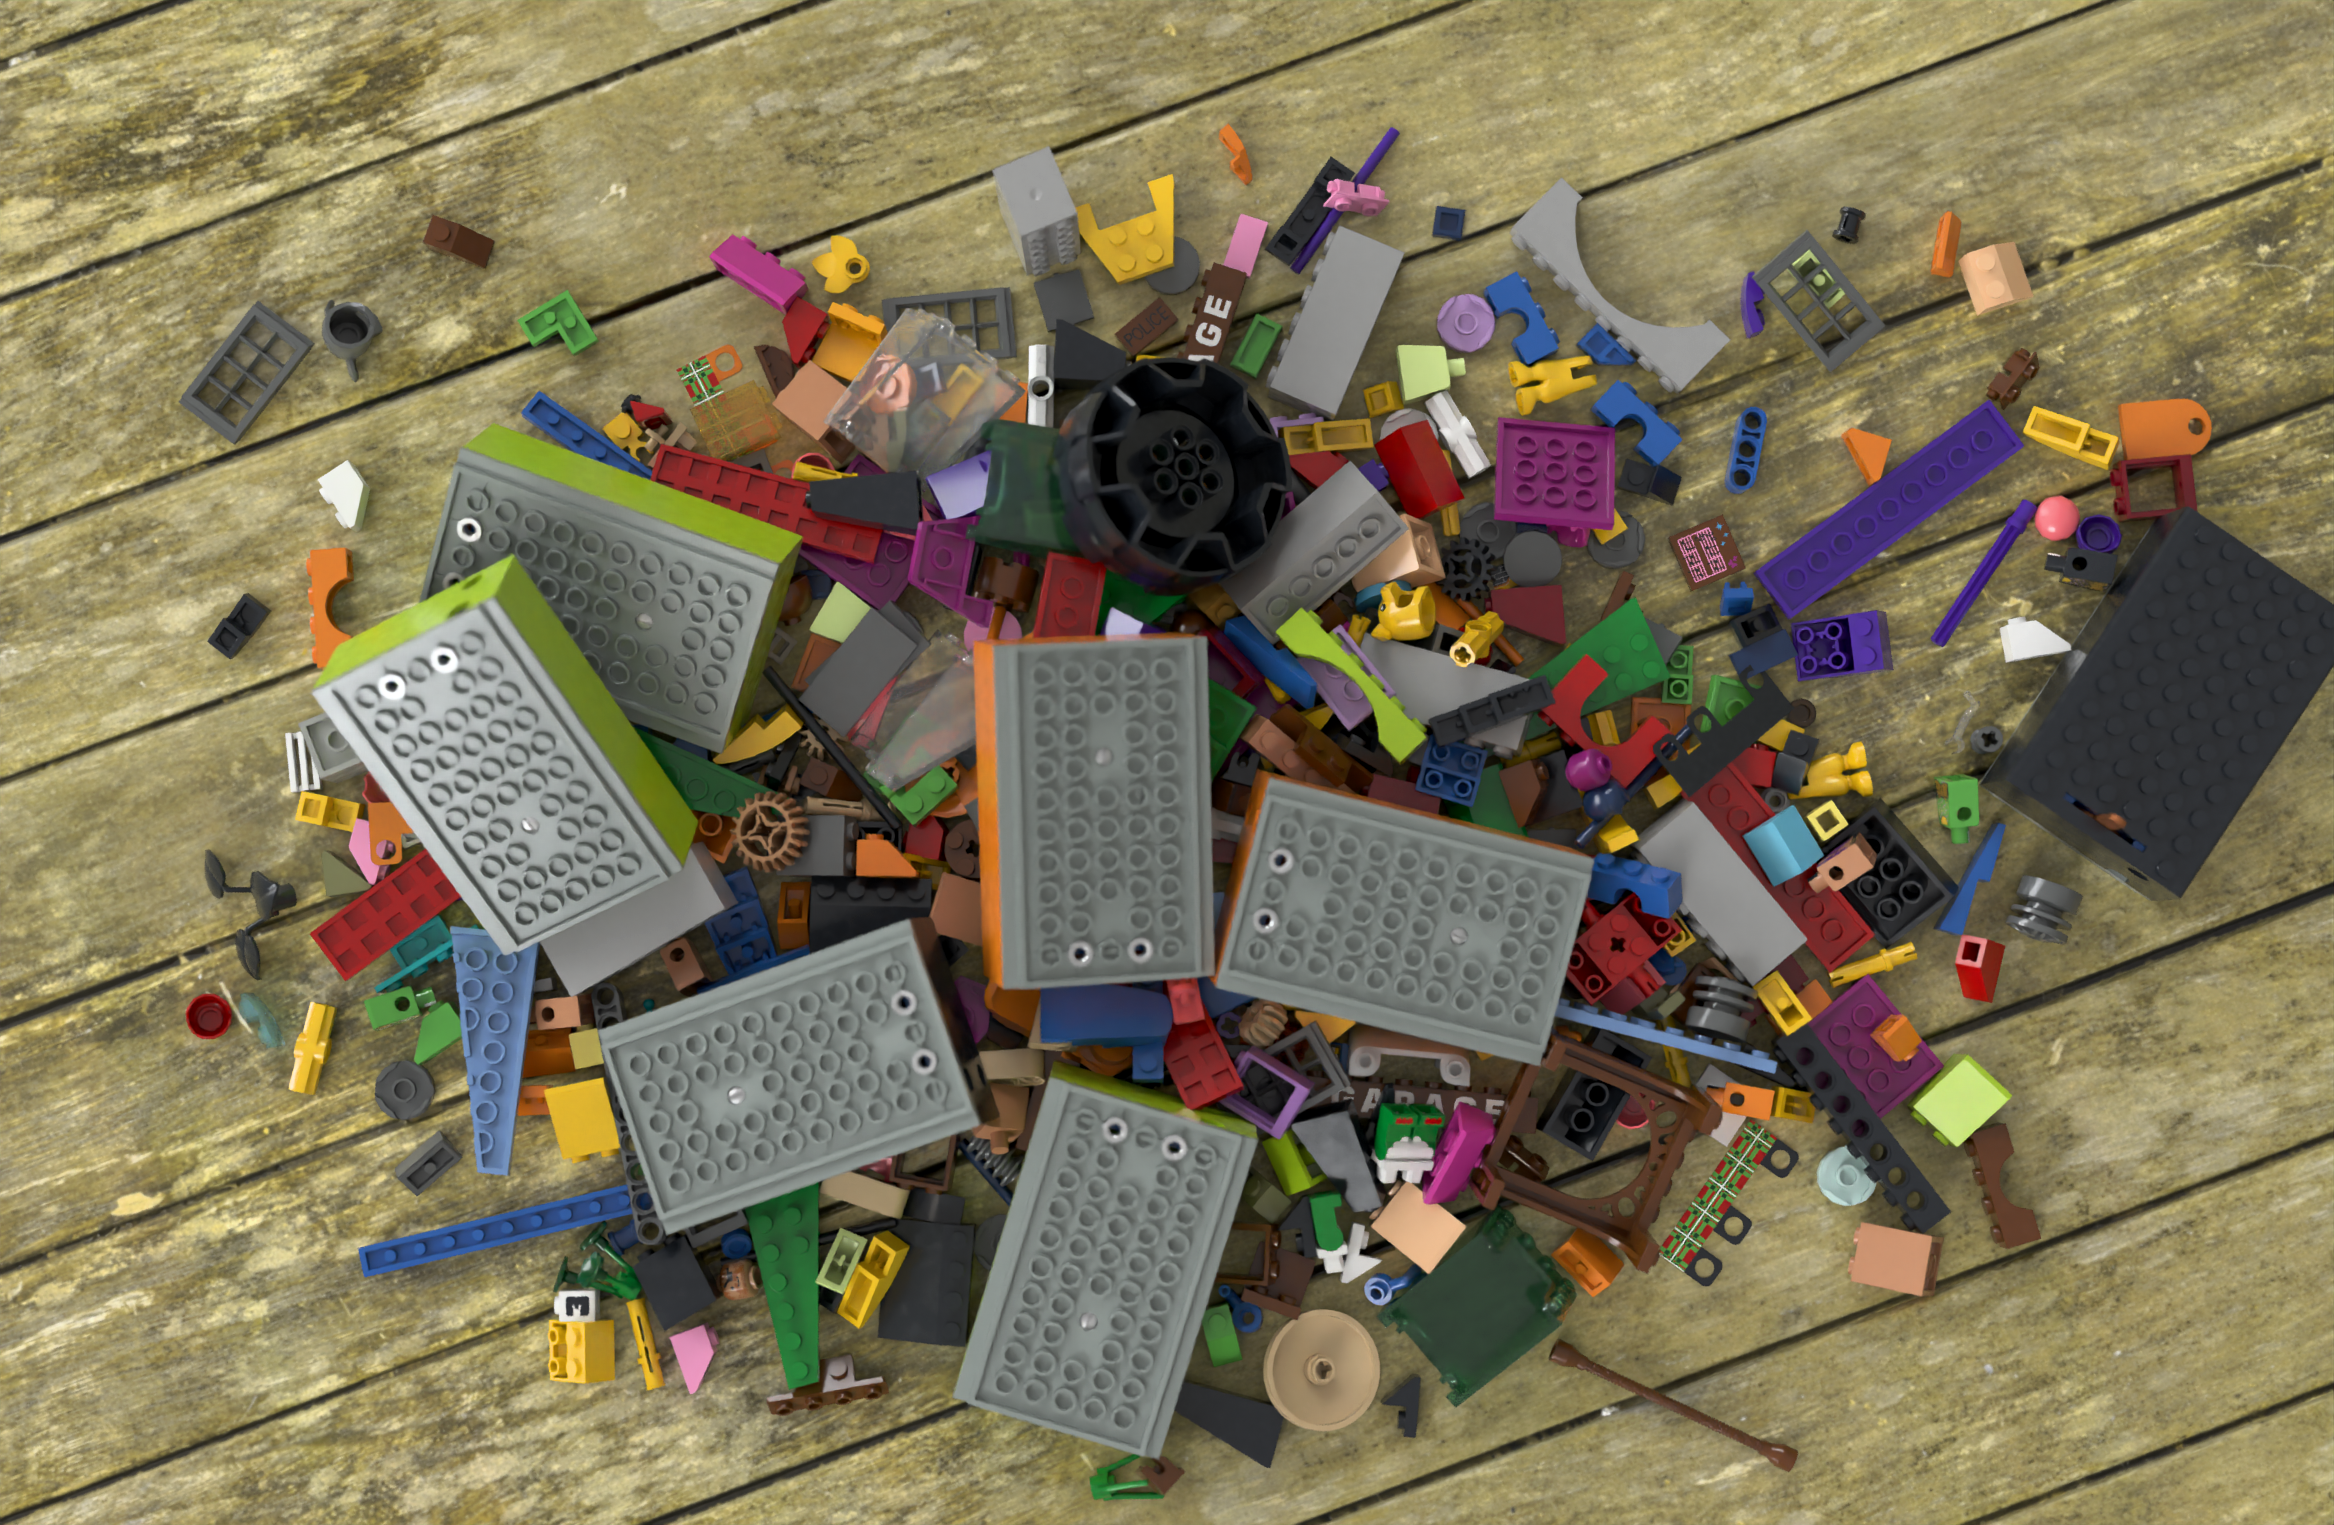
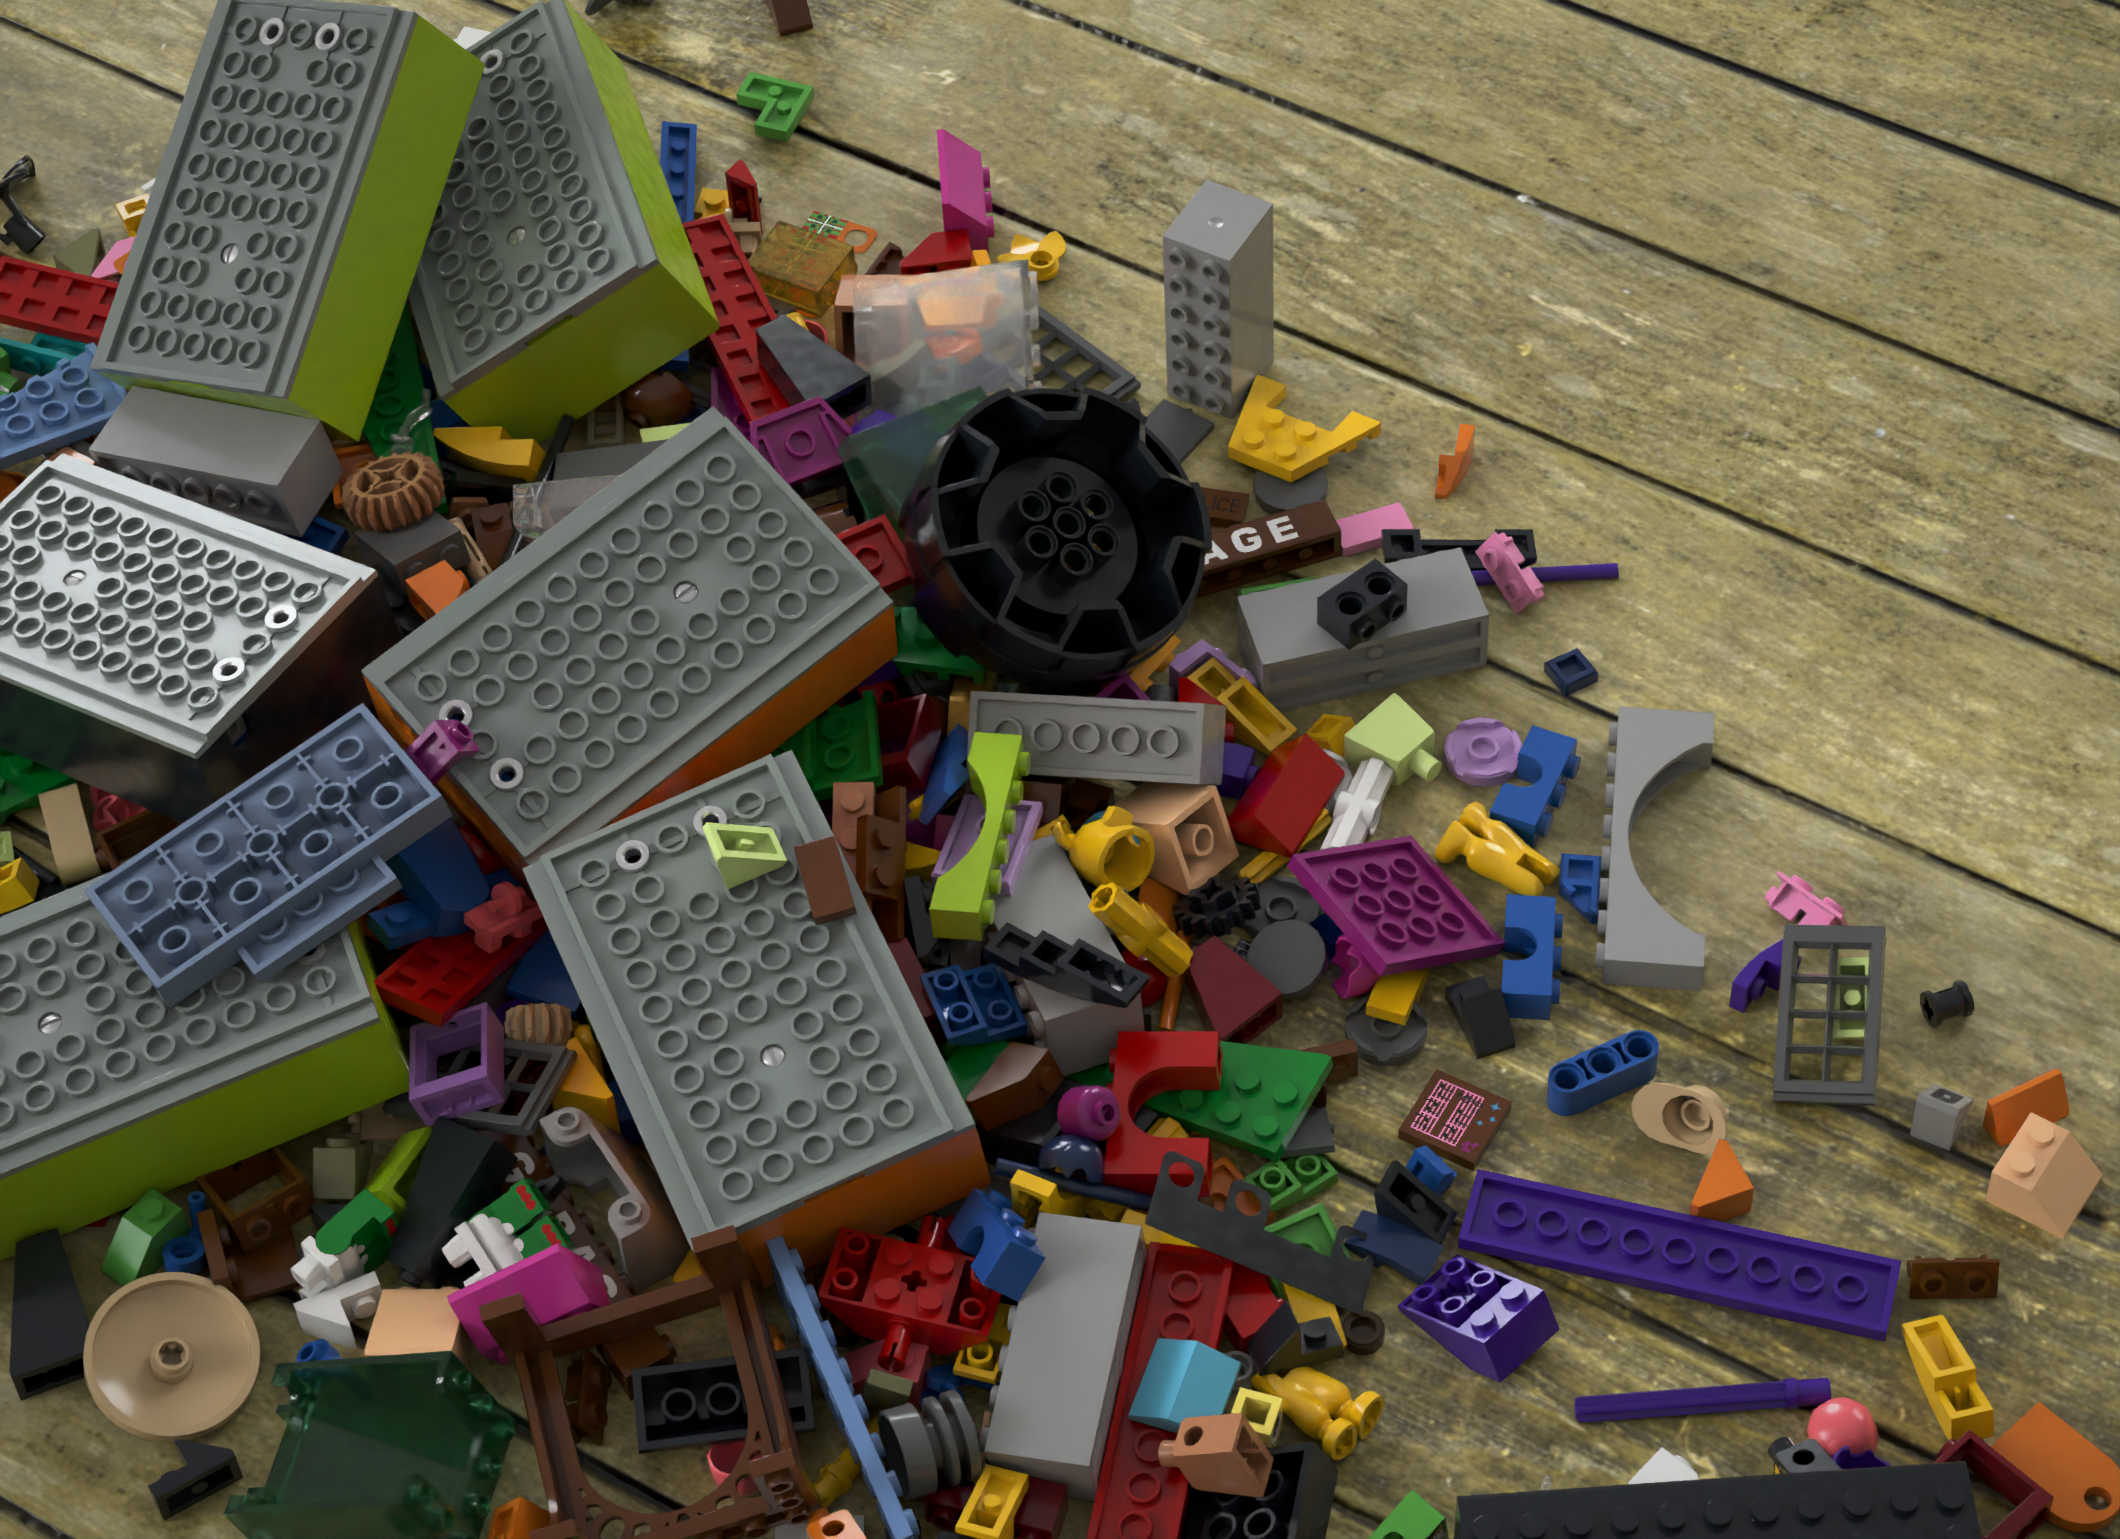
camera: 60 degrees right, 35 degrees down
(720, 794) = (401, 440): none -> clear piece
(1097, 1129) = (273, 861): none -> sand blue slope
(1104, 981) = (441, 748): none -> magenta bracket
(1329, 861) = (743, 851): none -> yellowish green slope
(1340, 323) = (1362, 604): none -> black brick
(1382, 828) = (825, 880): none -> reddish brown tile
(1736, 239) = (1796, 896): none -> bright pink hinge
(1812, 430) = (1681, 1116): none -> tan piece
(1913, 290) = (1939, 1115): none -> light grey slope

